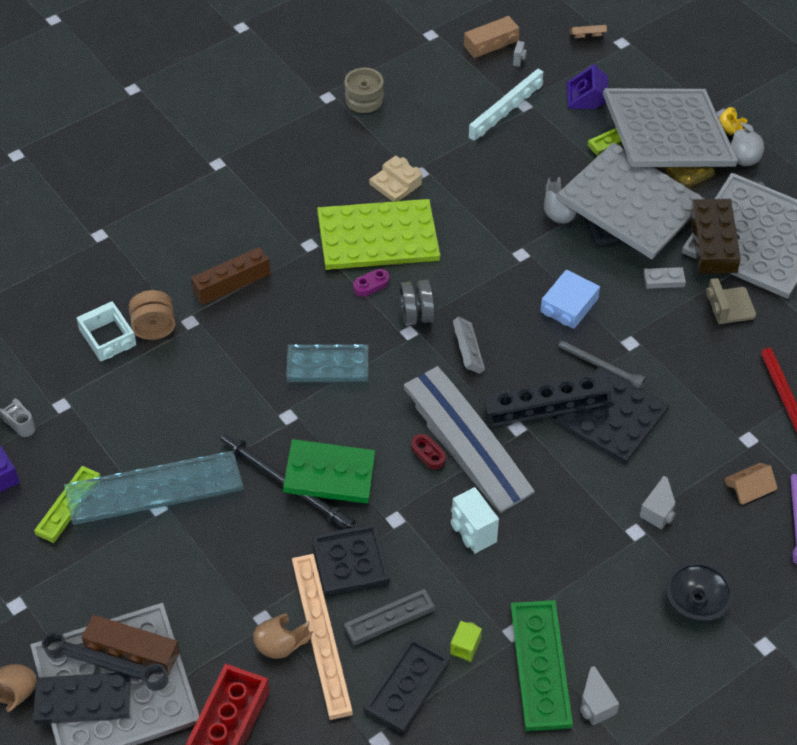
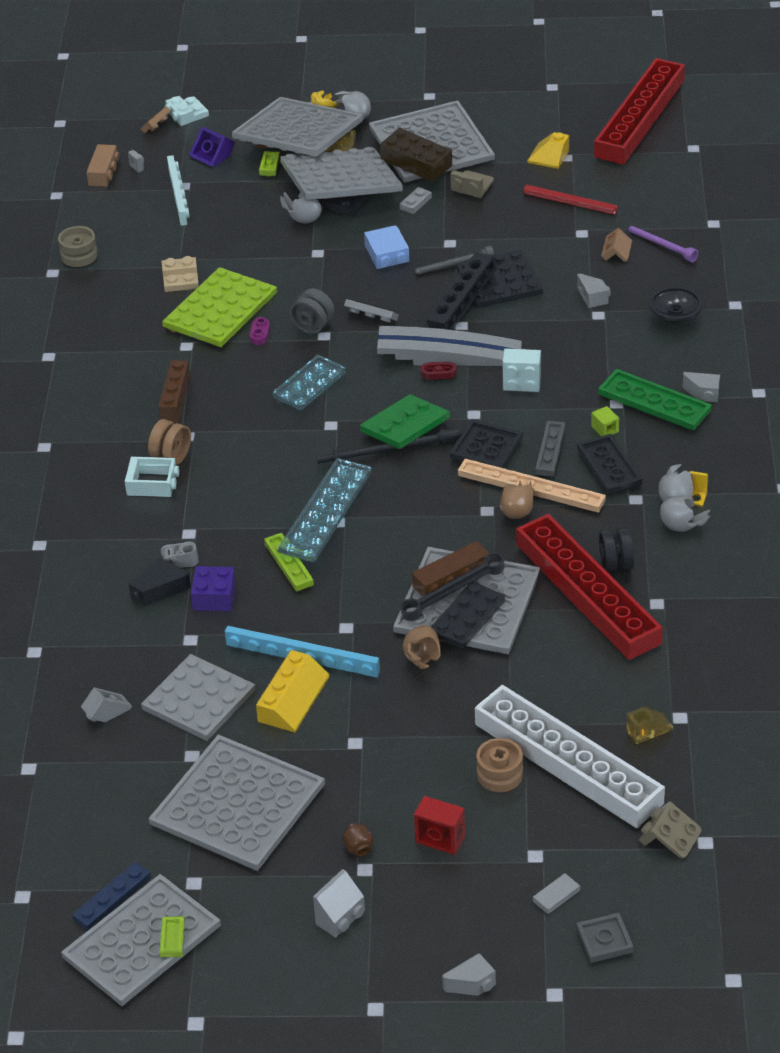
camera: 50 degrees left, 10 degrees down
(624, 40) = (186, 110): none -> light aqua plate

